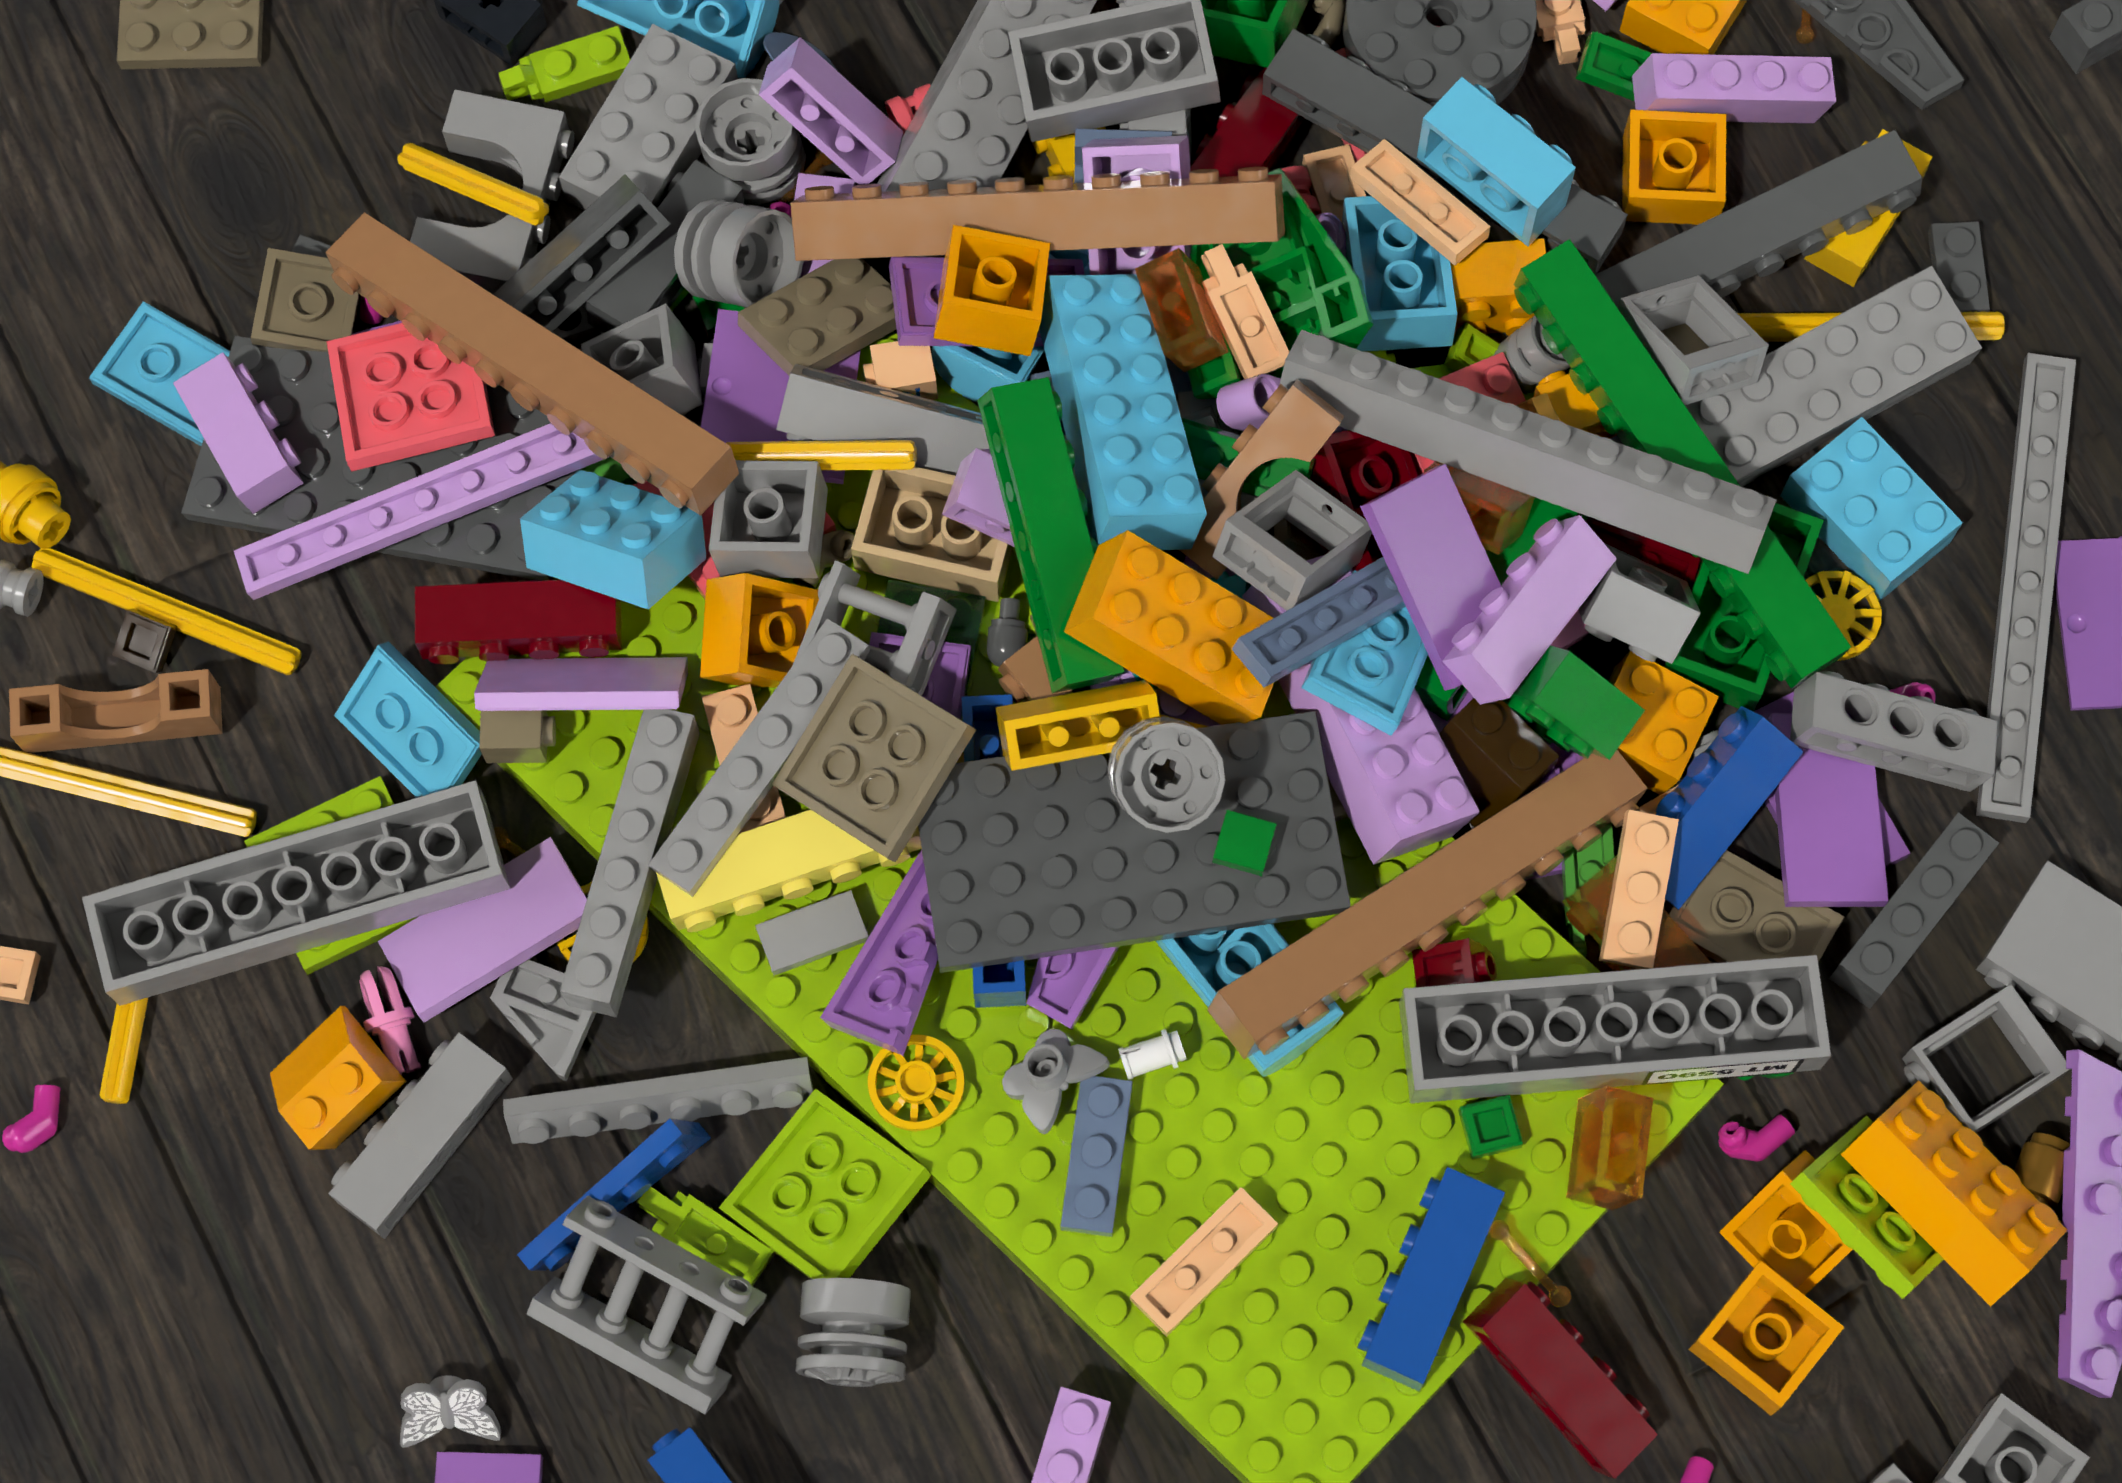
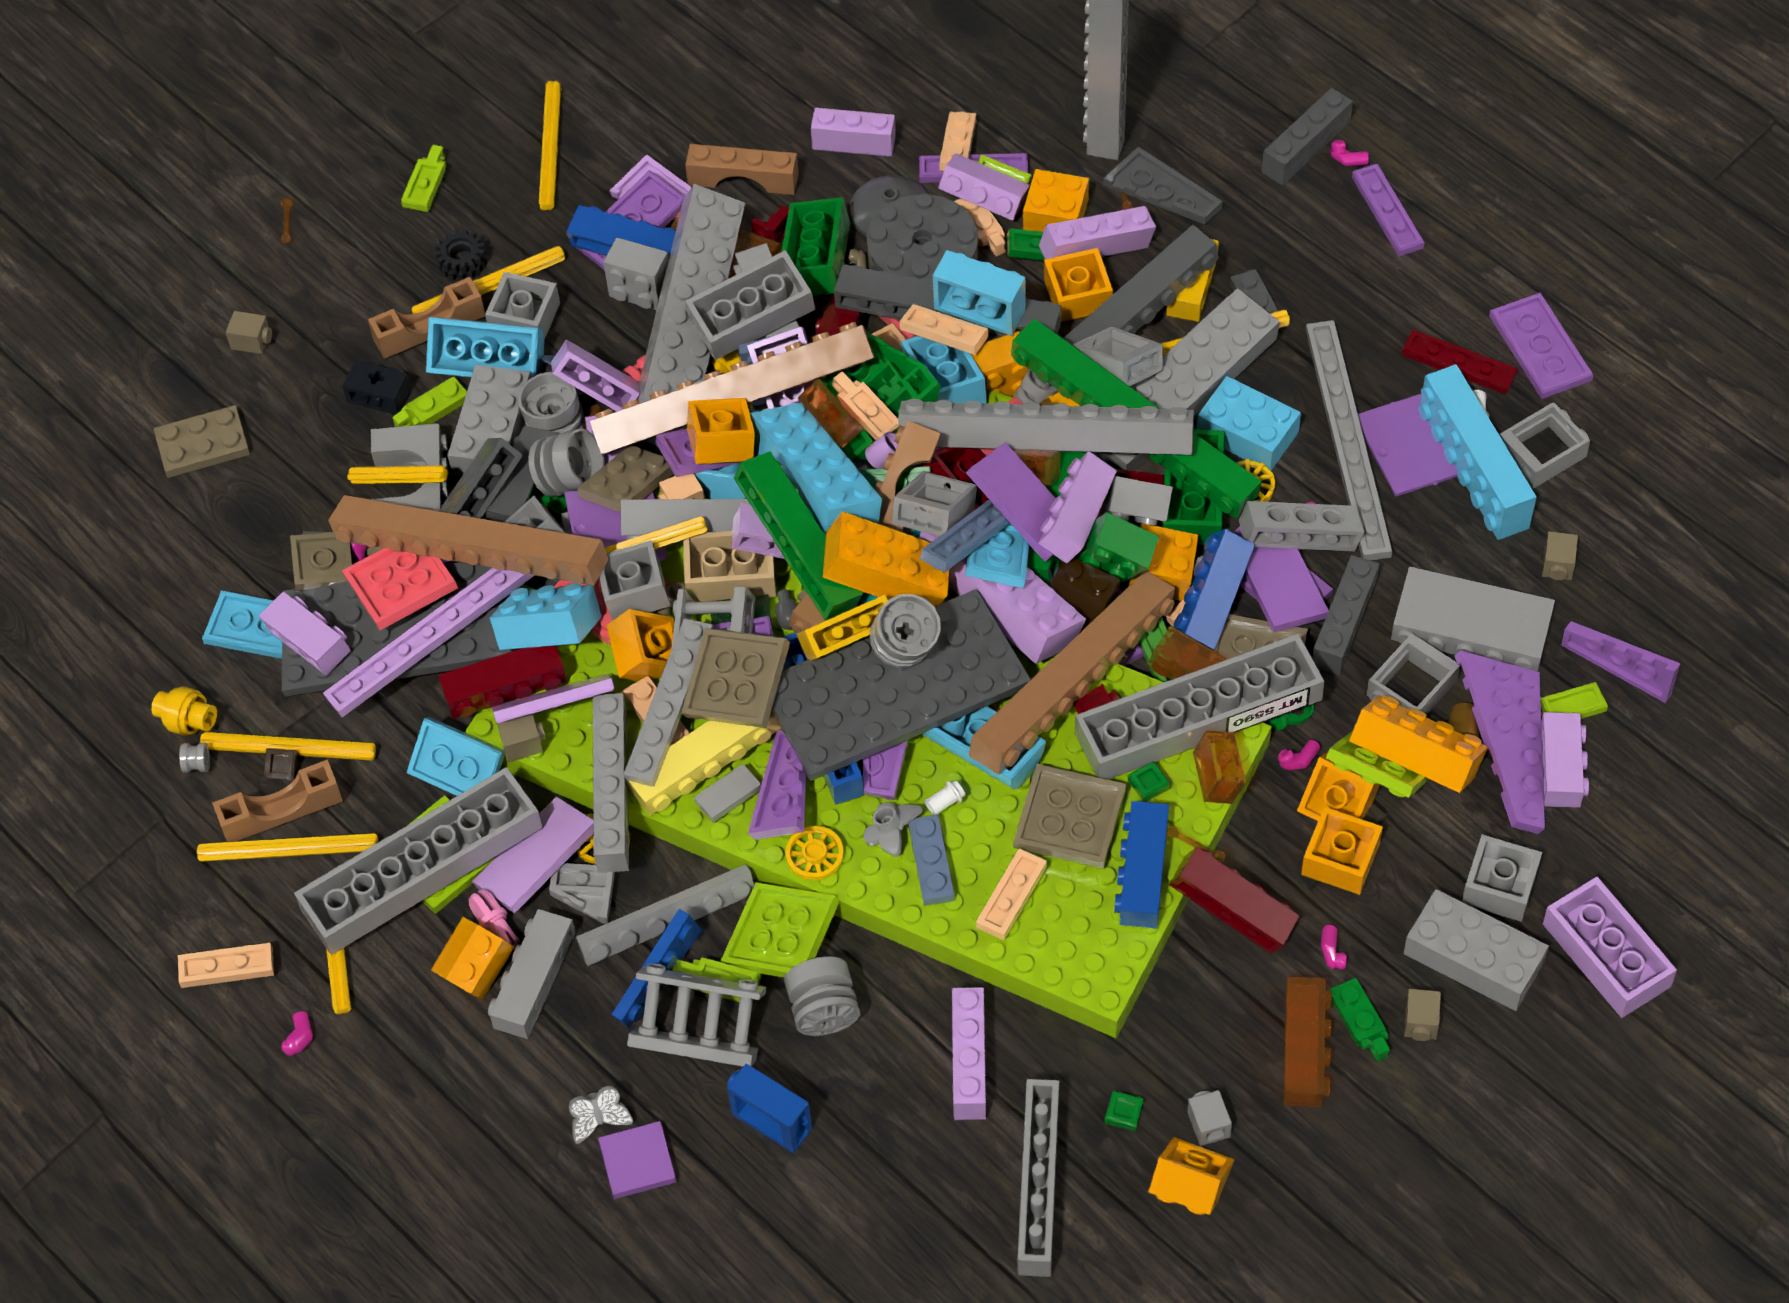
camera: 15 degrees left, 15 degrees down
(1244, 843) = (960, 661): green tile -> none
(1342, 1151) = (1069, 816): none -> dark tan plate
(1638, 889) = (1187, 633): light nougat plate -> none

